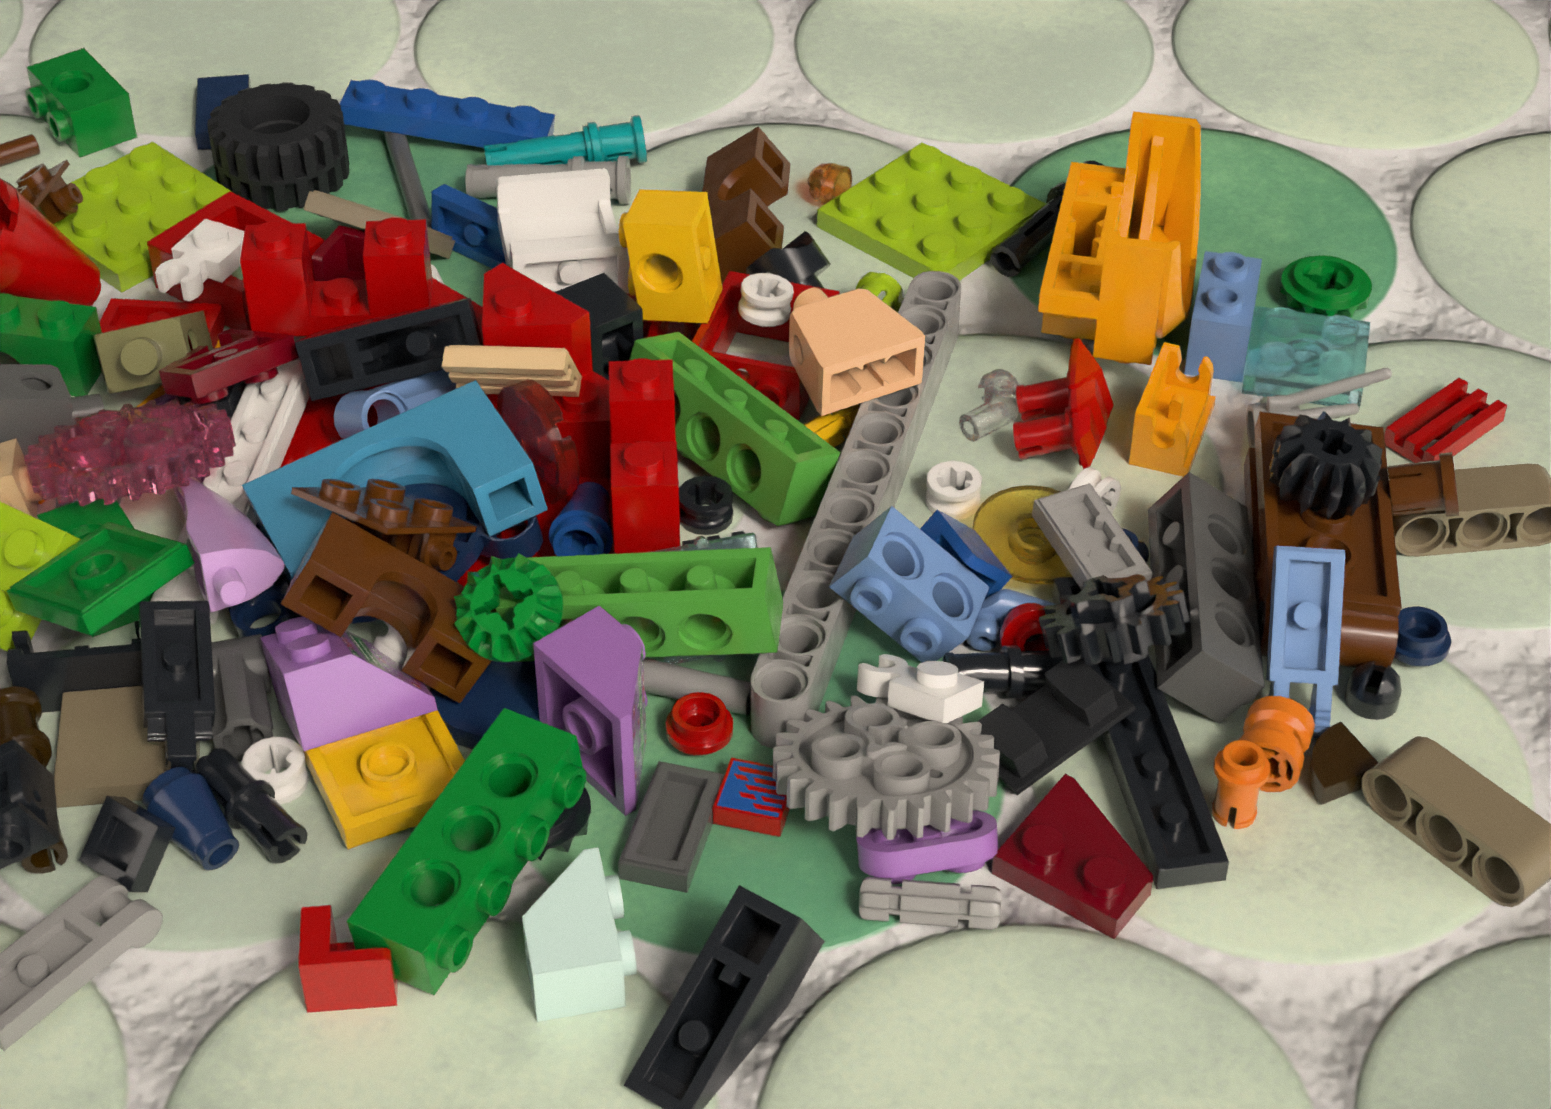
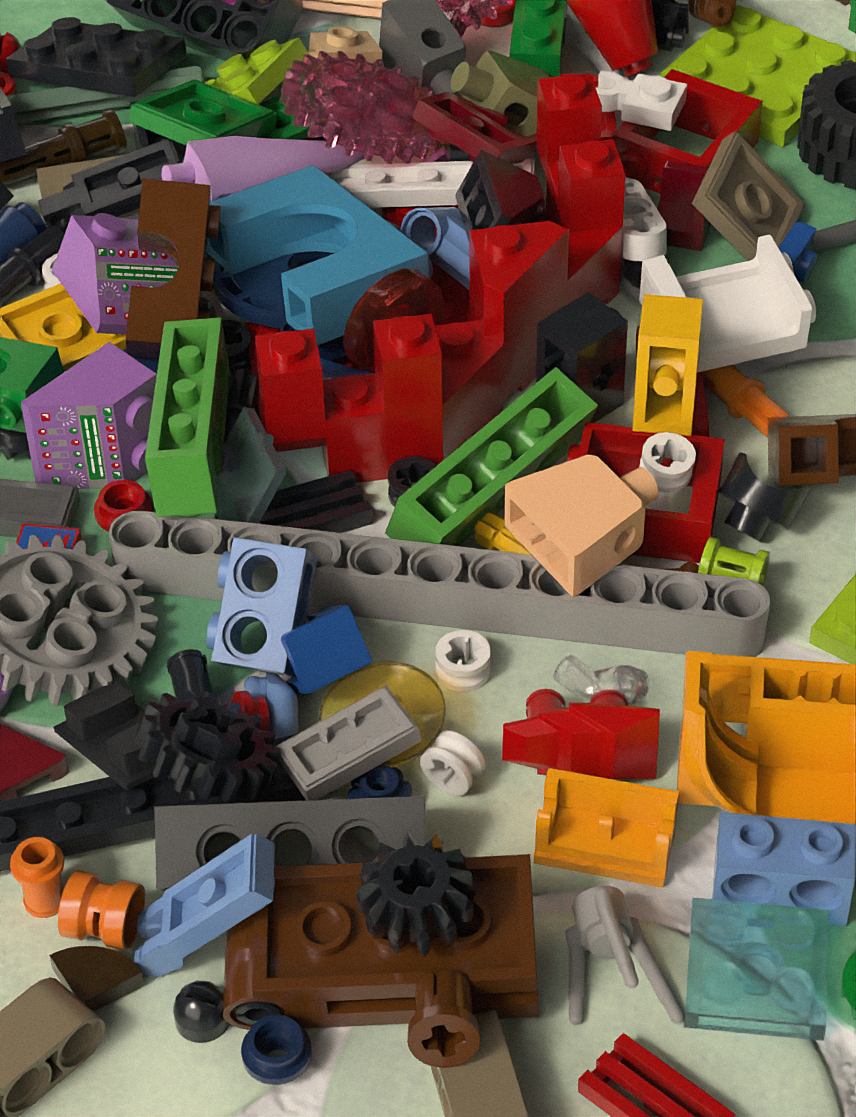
camera: 85 degrees right, 5 degrees up
(415, 527) = (264, 237): reddish brown hinge -> none
(500, 366) = (445, 275): tan tile -> none
(534, 617) = (151, 321): green gear -> none
(929, 691) = (147, 639): white plate -> none

